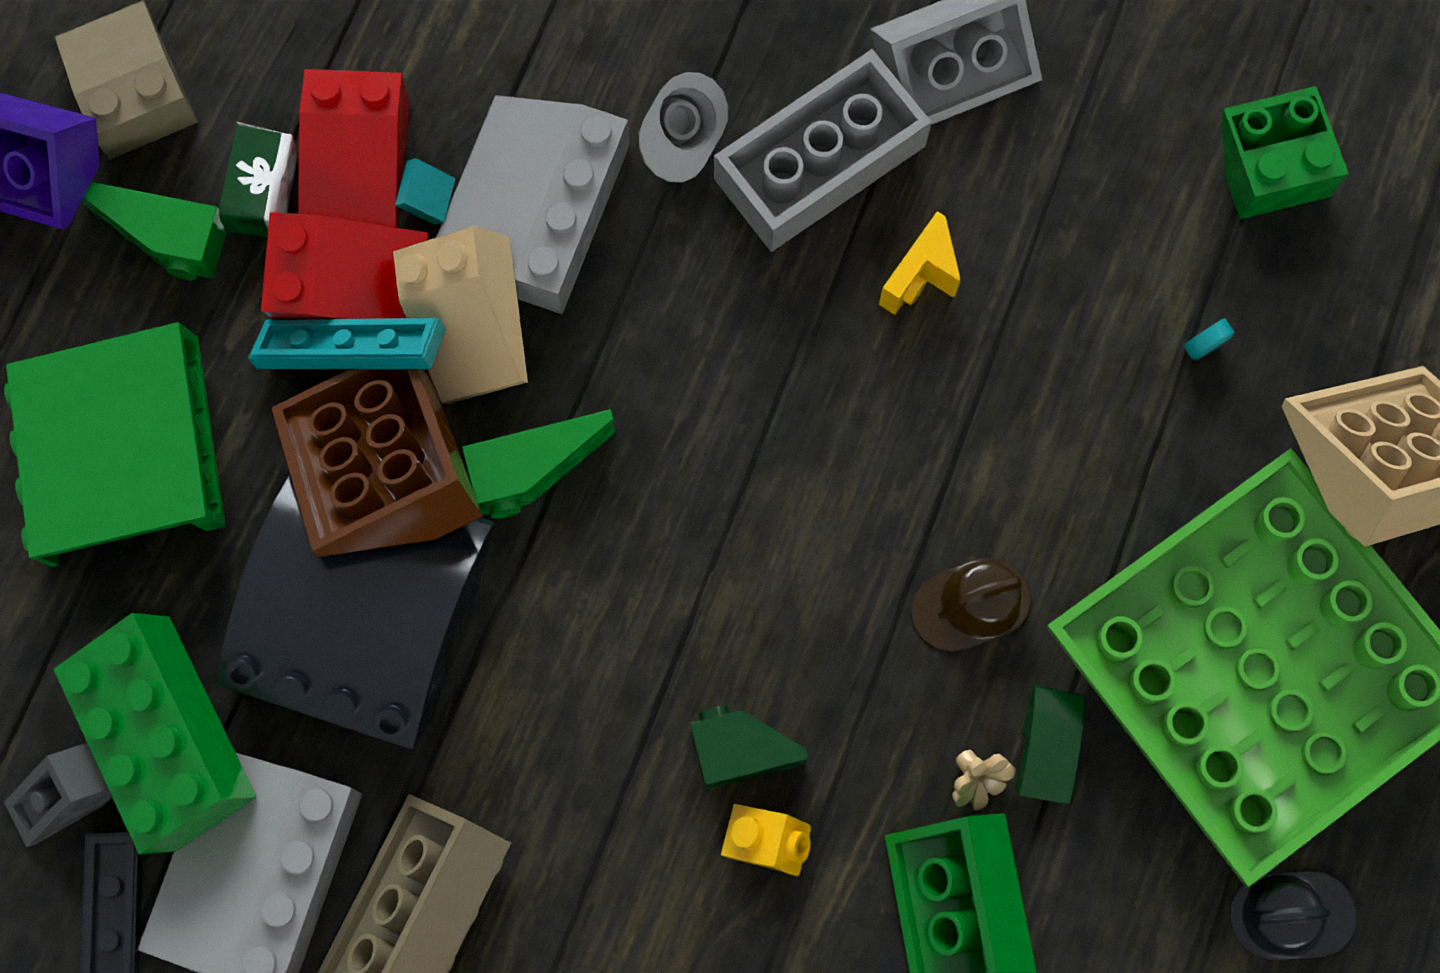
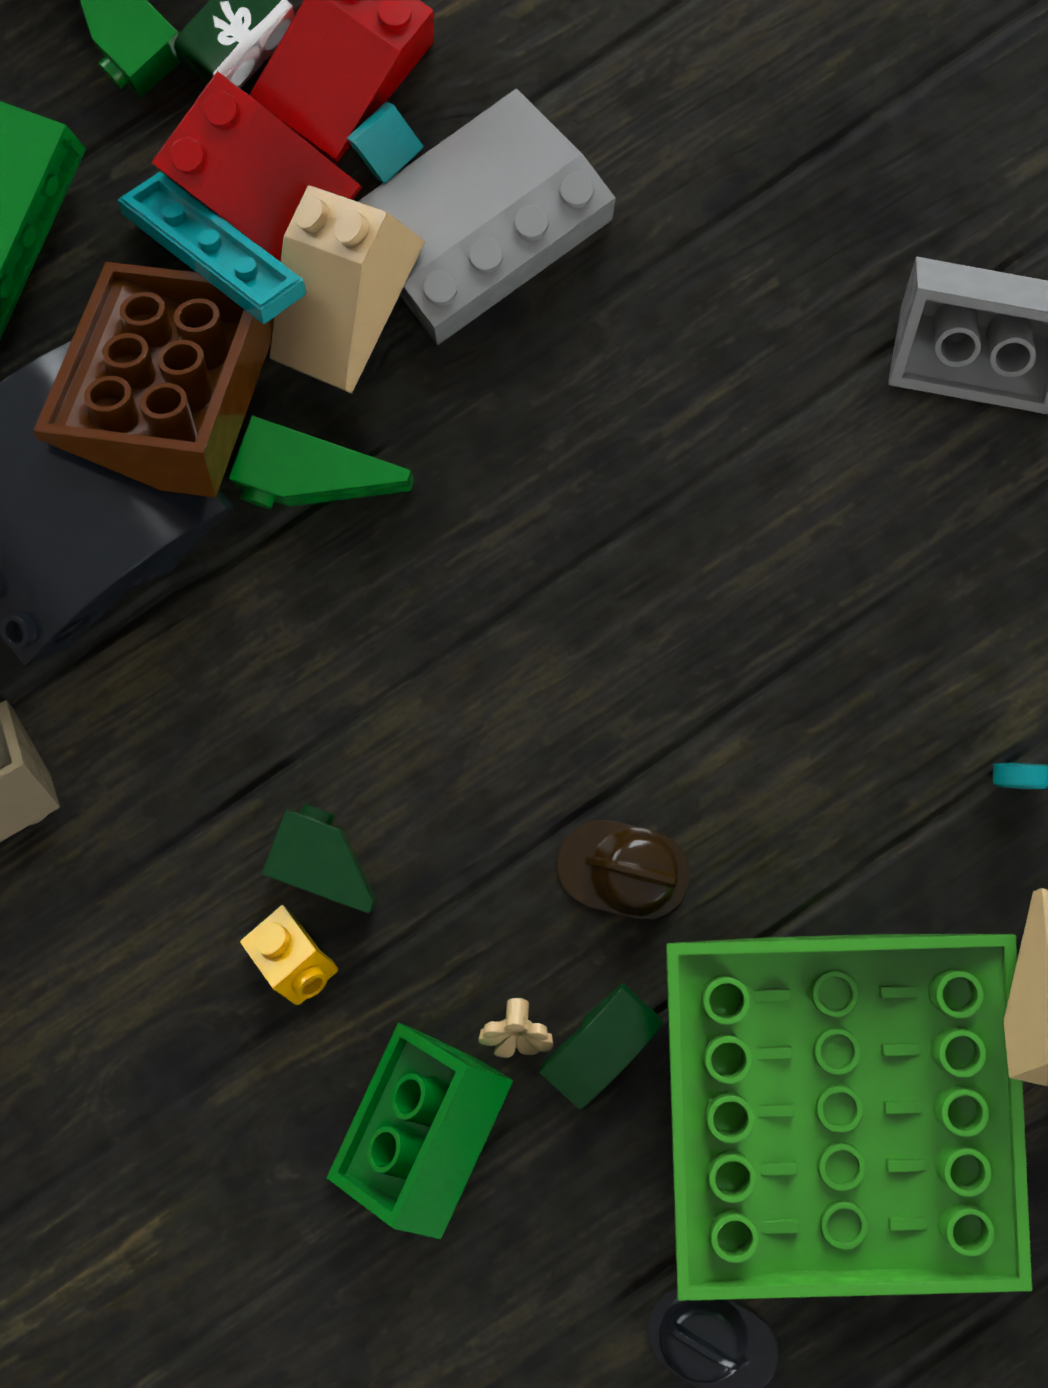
camera: 35 degrees right, 10 degrees up
(683, 126) = (665, 238): light grey piece -> none
(821, 150) = (784, 347): light grey brick -> none
(927, 260) = (812, 518): yellow slope -> none

